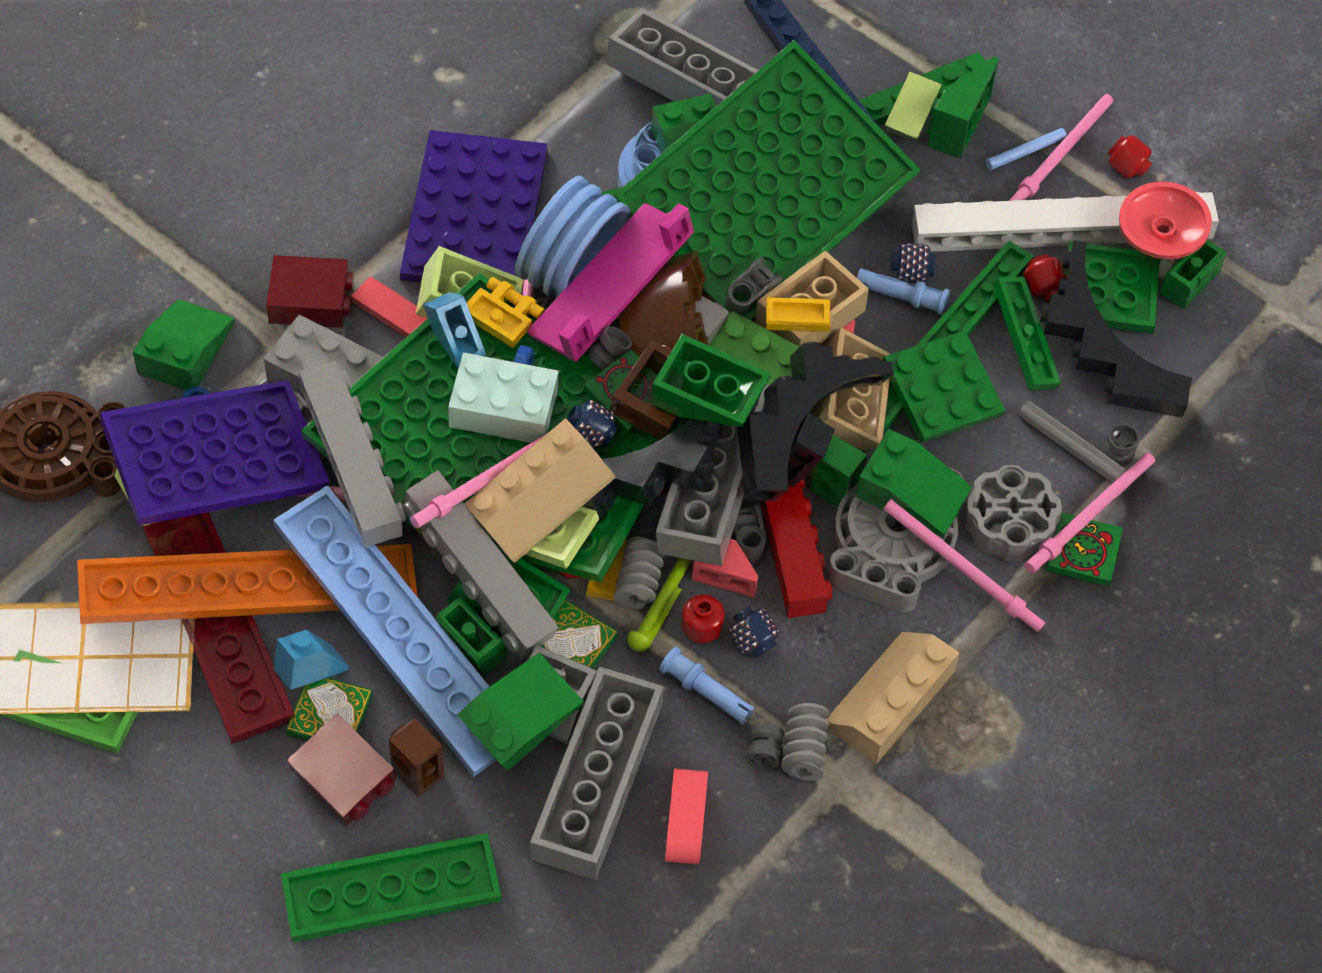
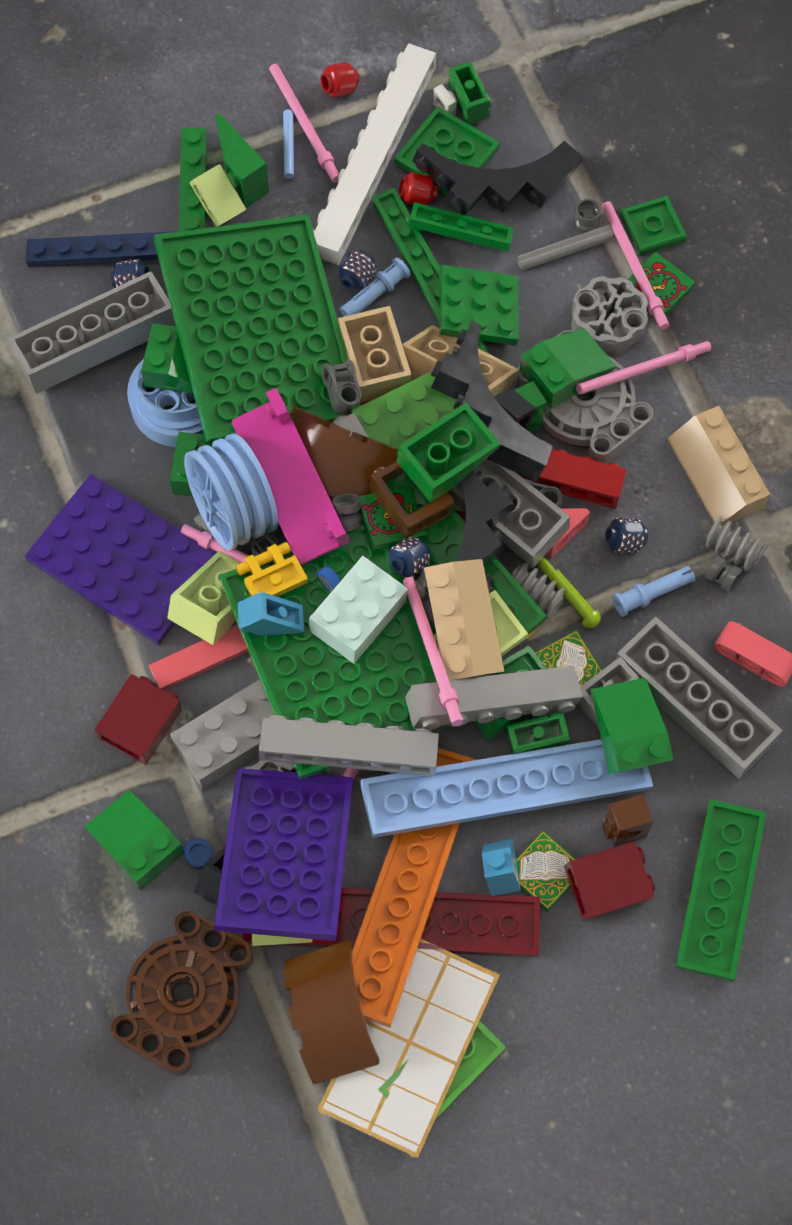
camera: 60 degrees left, 10 degrees up
(67, 559) = (328, 1013): none -> reddish brown panel
(702, 618) = (599, 564): red head -> none
(798, 314) = (390, 364): yellow tile -> none
(1157, 515) = (653, 225): none -> green tile
(1166, 209) = (426, 72): coral dish -> none

